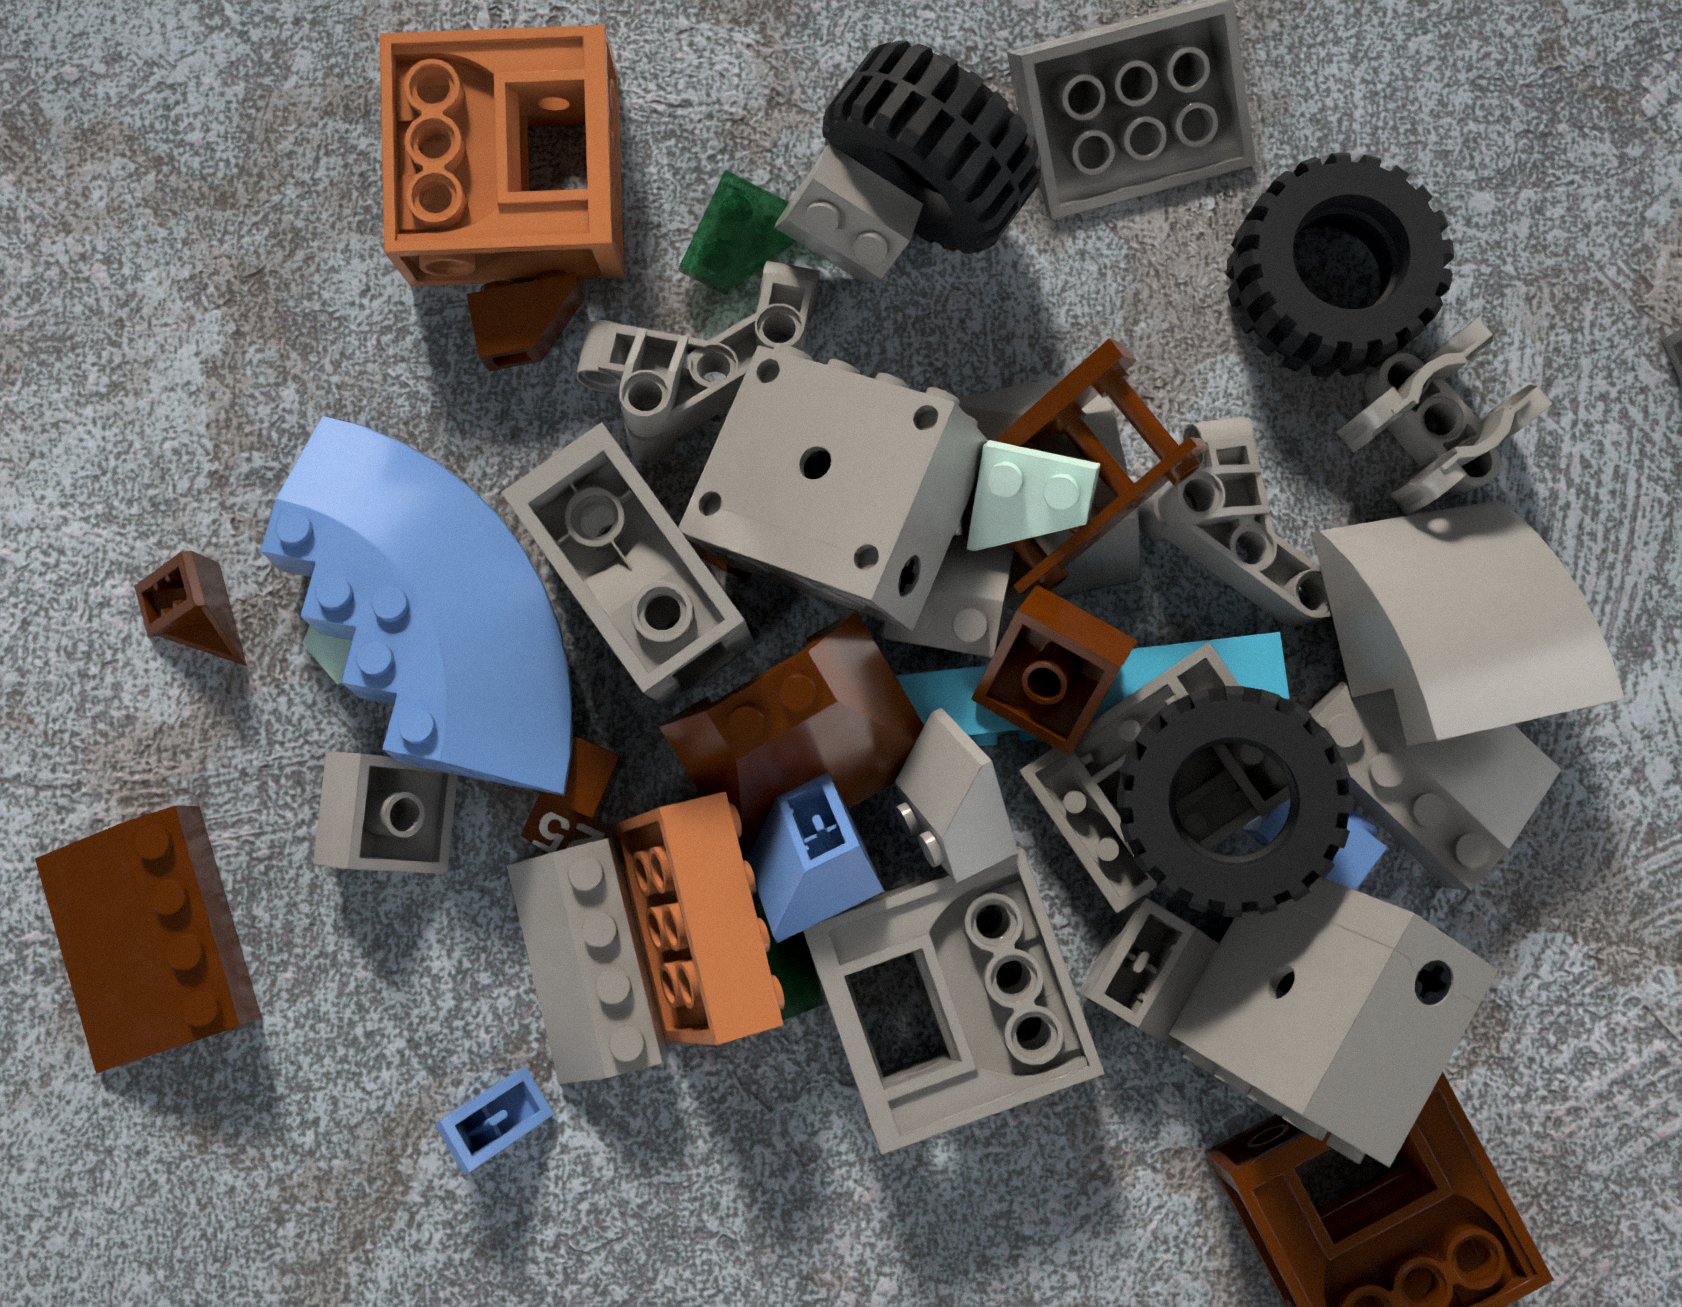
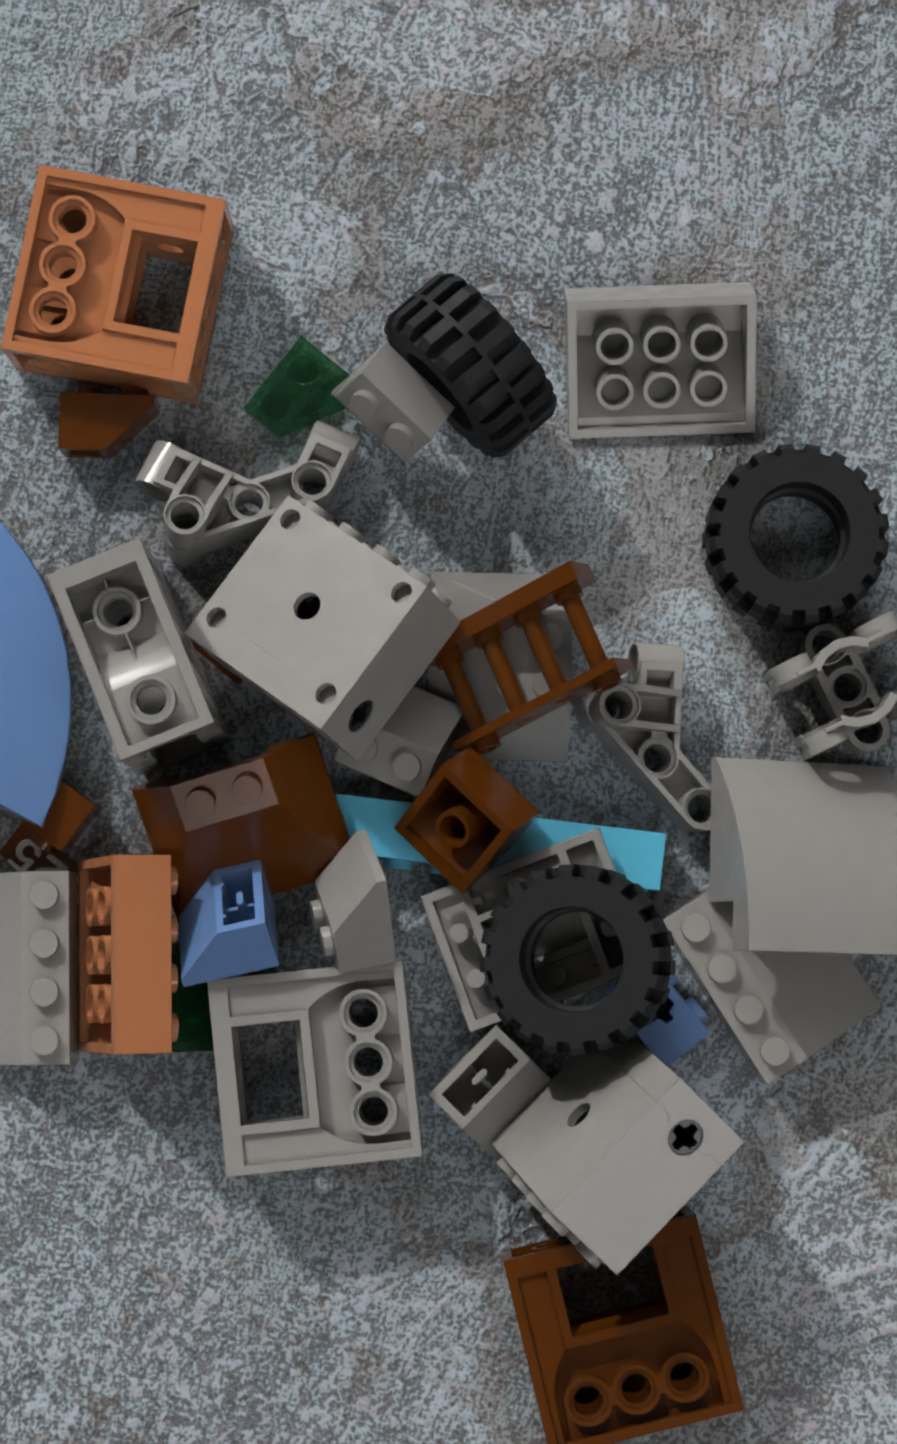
camera: 20 degrees right, 0 degrees up
(1028, 494) = (479, 671): light aqua wing -> none

